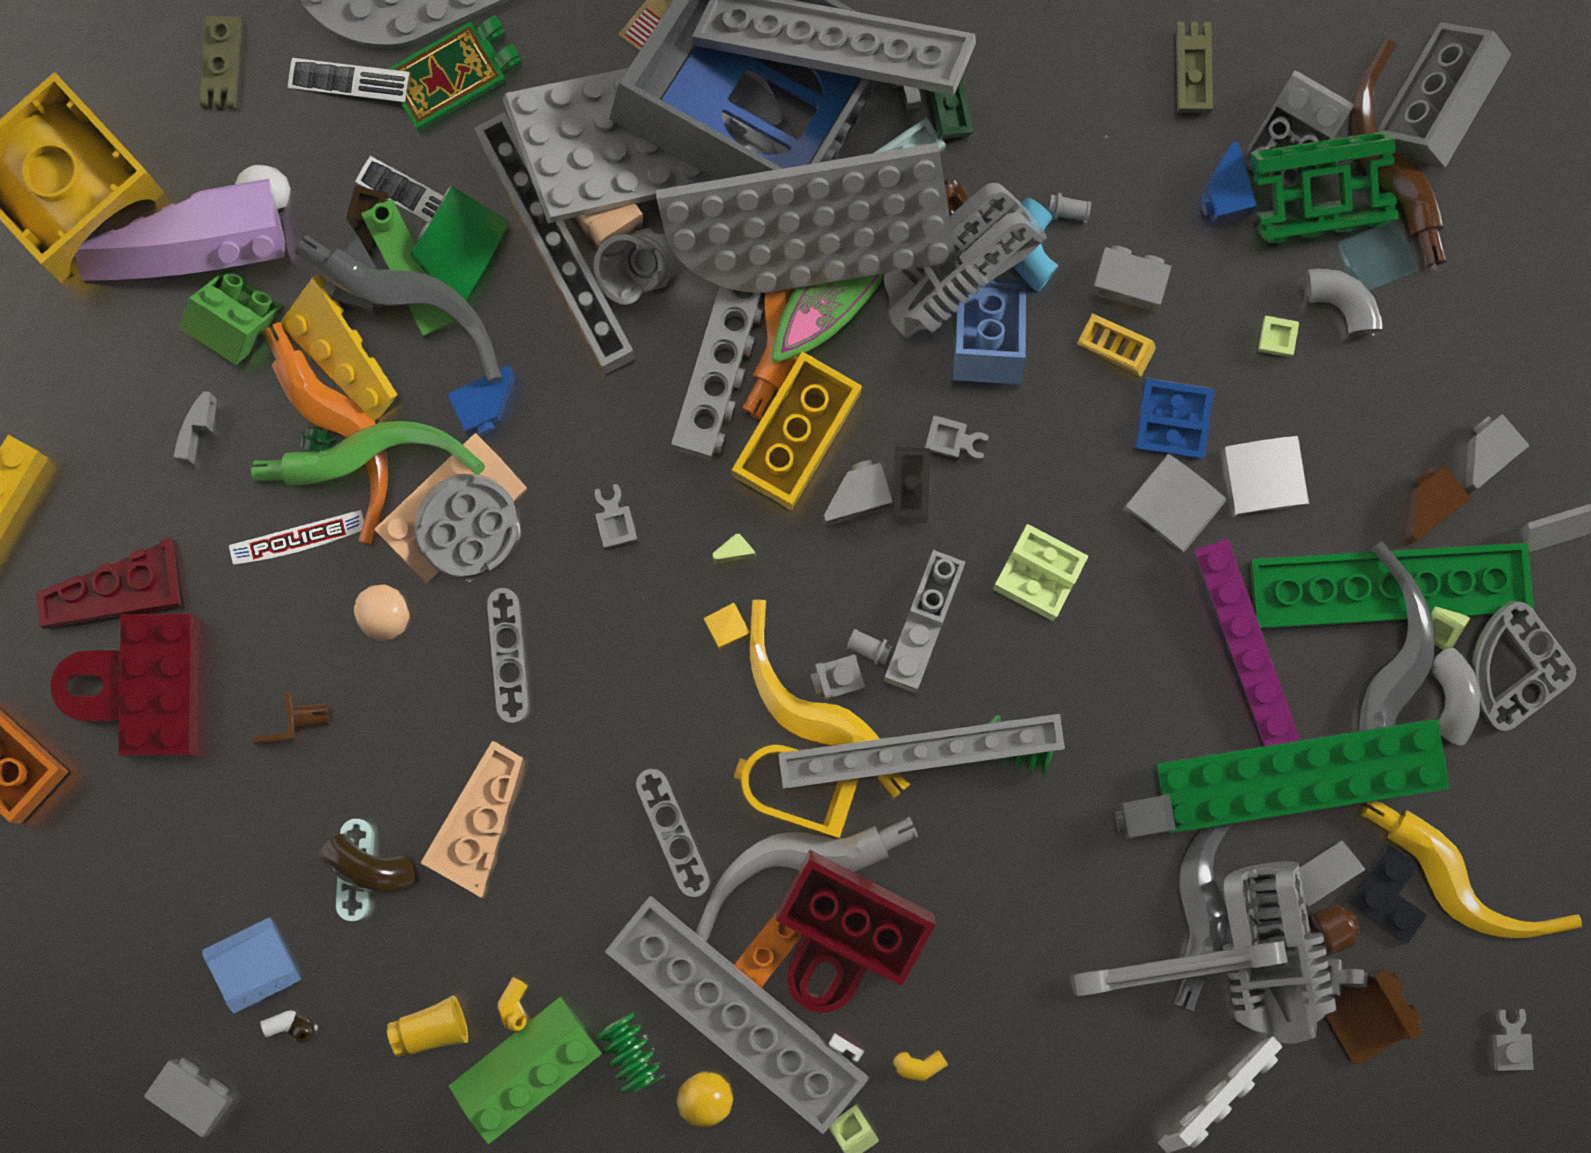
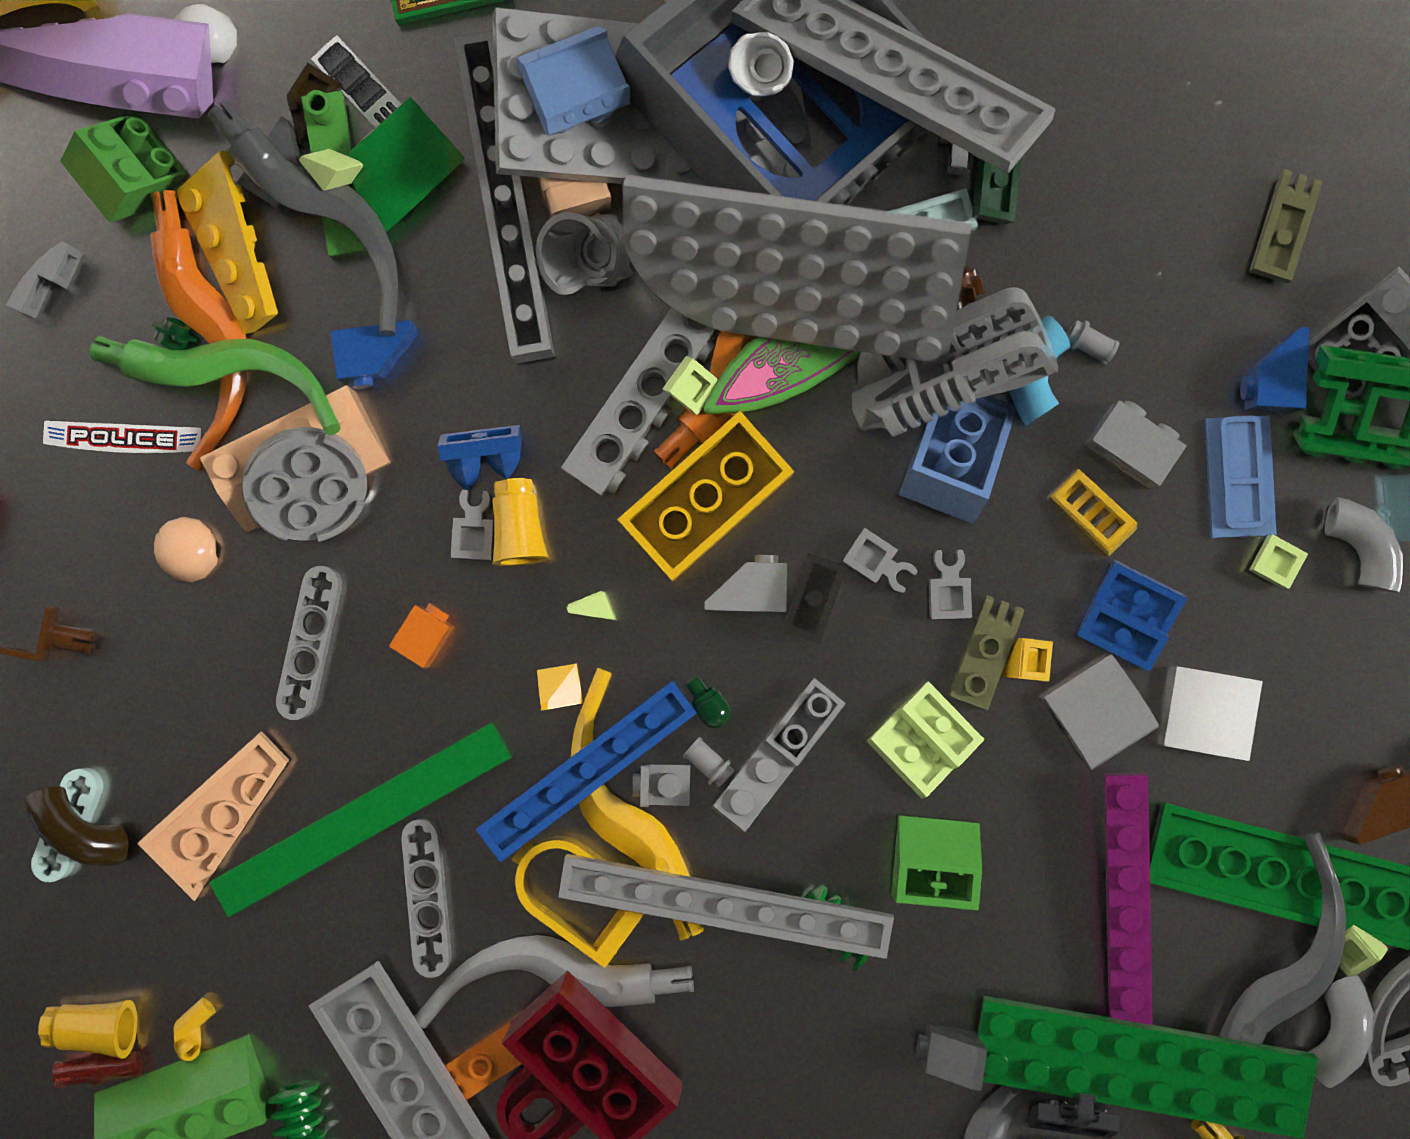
camera: 20 degrees right, 5 degrees up
(406, 262) = (331, 168): none -> yellowish green slope
(445, 1063) = (96, 1069): none -> clear red pin
(585, 457) = (464, 450): none -> blue tile
(587, 130) = (574, 81): none -> medium blue slope
(597, 787) = (360, 819): none -> green tile
(601, 617) = (422, 634): none -> orange brick
(649, 503) = (517, 524): none -> yellow plant
(729, 71) = (760, 64): none -> white hair
(755, 343) = (691, 385): none -> yellowish green plate
(771, 683) = (585, 771): none -> blue plate
(854, 599) = (709, 704): none -> dark green cylinder
(1021, 446) = (950, 594): none -> light grey plate
(1066, 488) = (985, 654): none -> olive hinge
(1082, 666) = (937, 863): none -> bright green slope
(1104, 481) = (1029, 660): none -> yellow slope
(1225, 278) = (1240, 476): none -> medium blue piece
(1264, 838) = (1078, 1119): none -> black hinge

